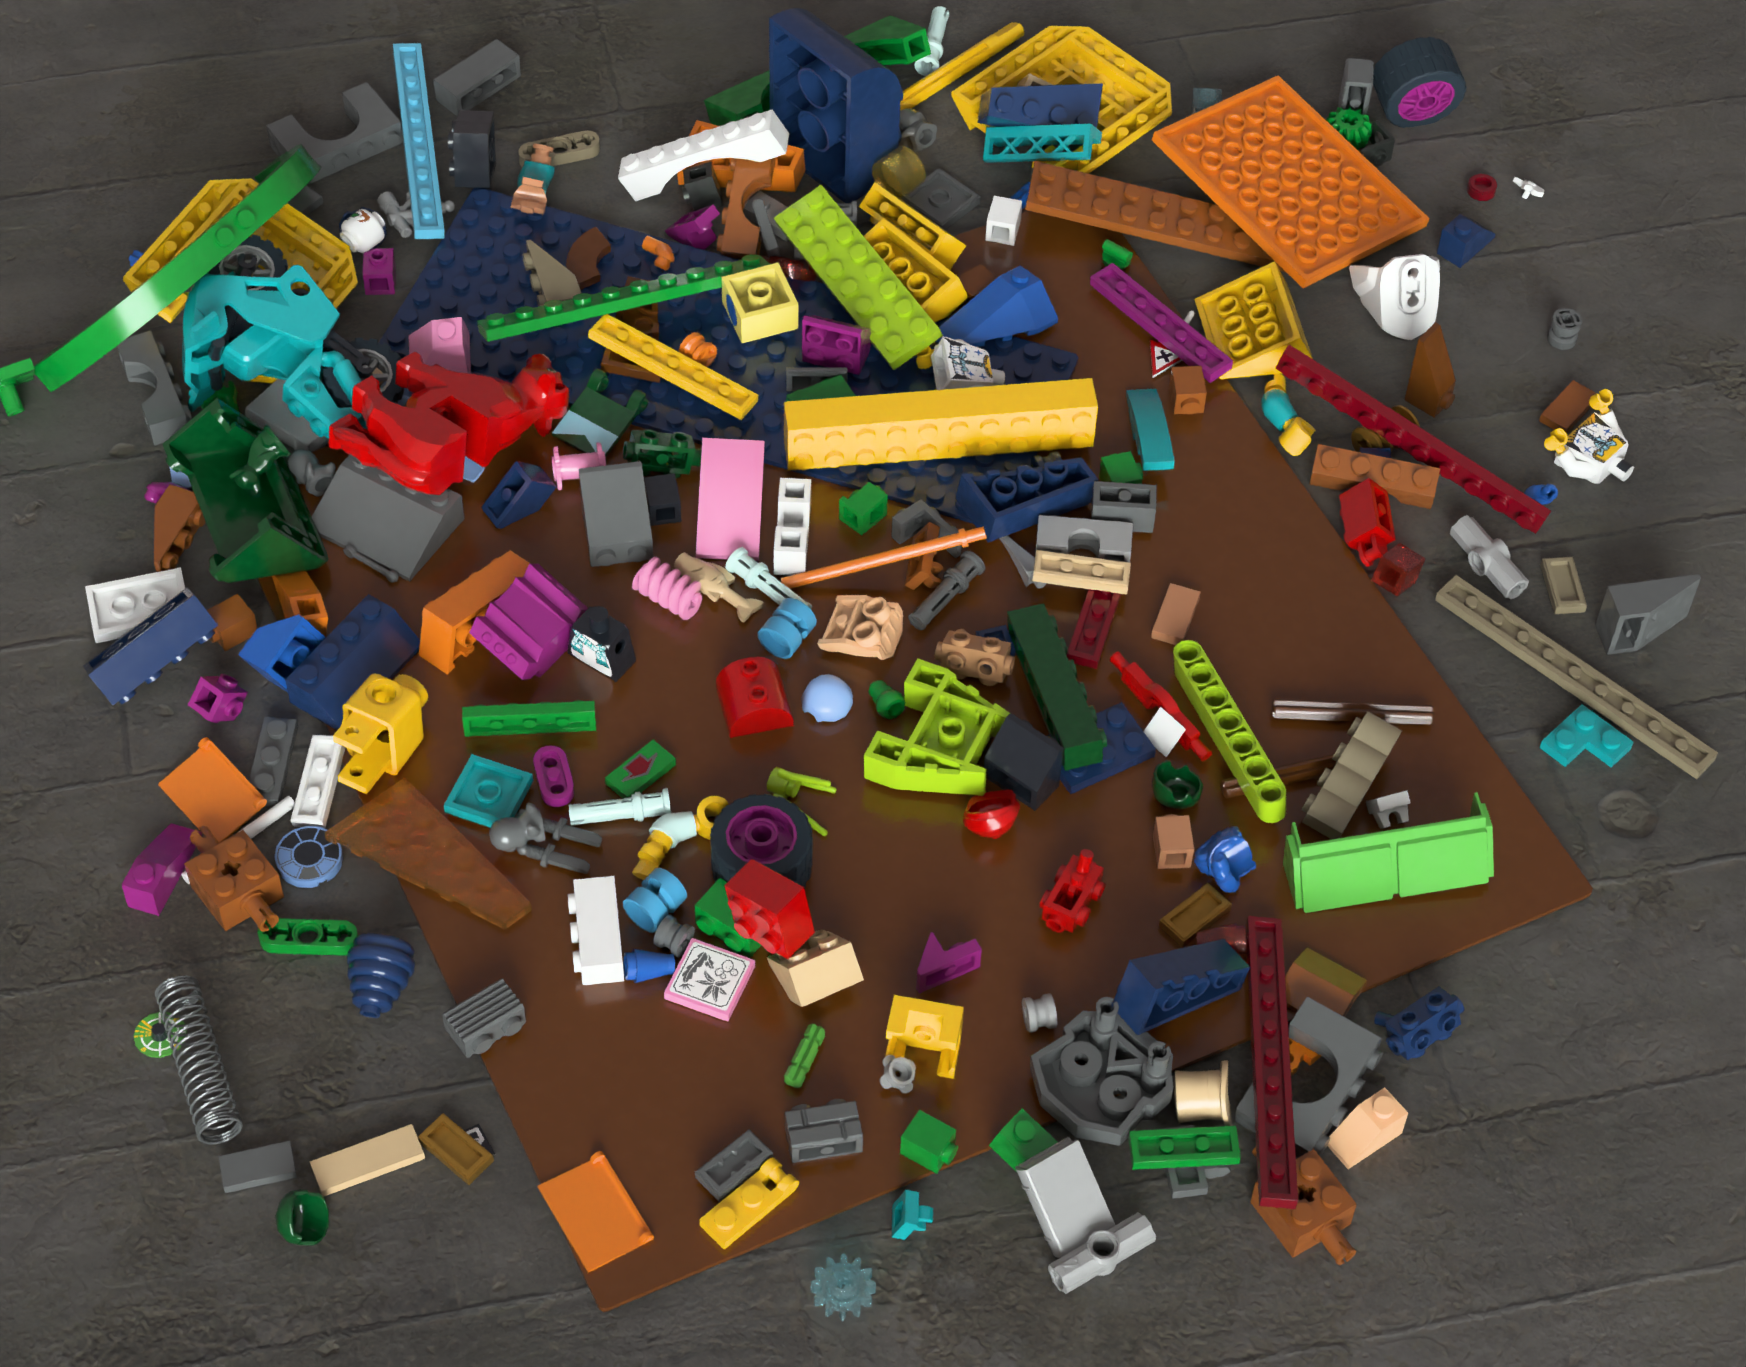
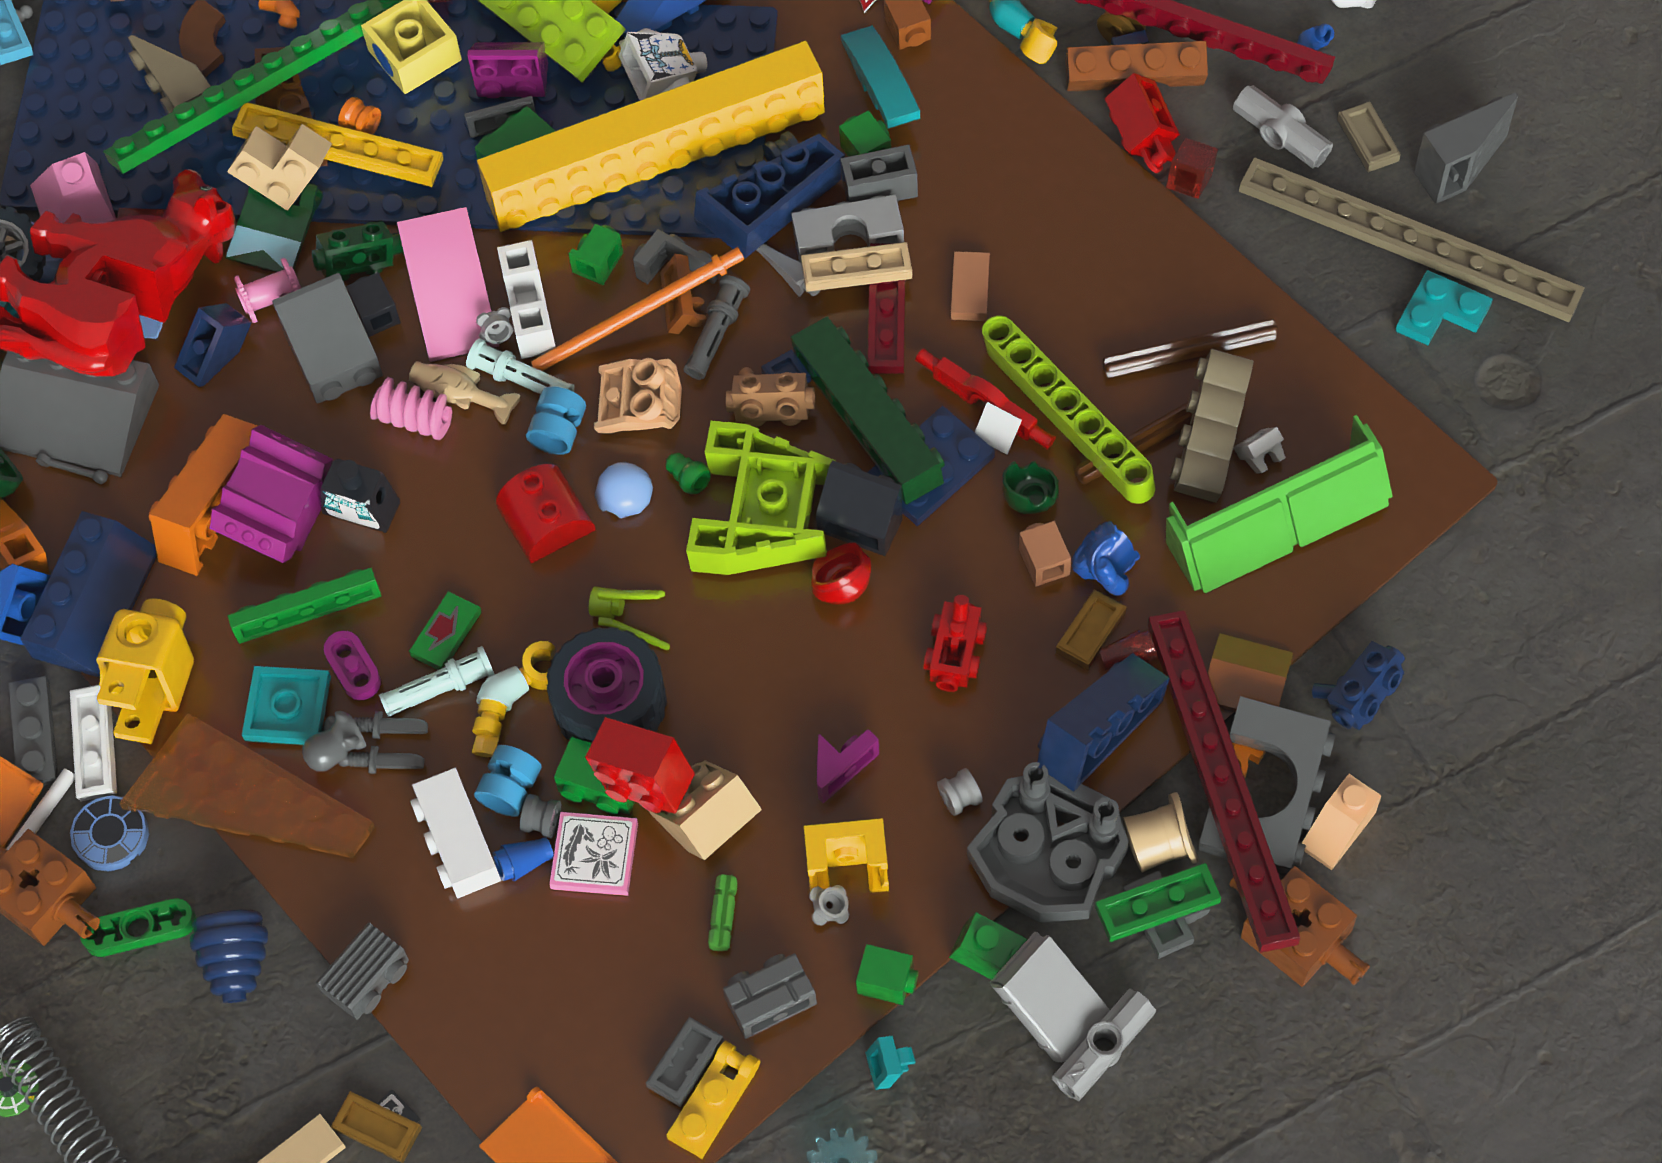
camera: 10 degrees left, 10 degrees up
(616, 370) = (277, 168): none -> tan brick
(759, 548) = (495, 326): none -> light grey plate

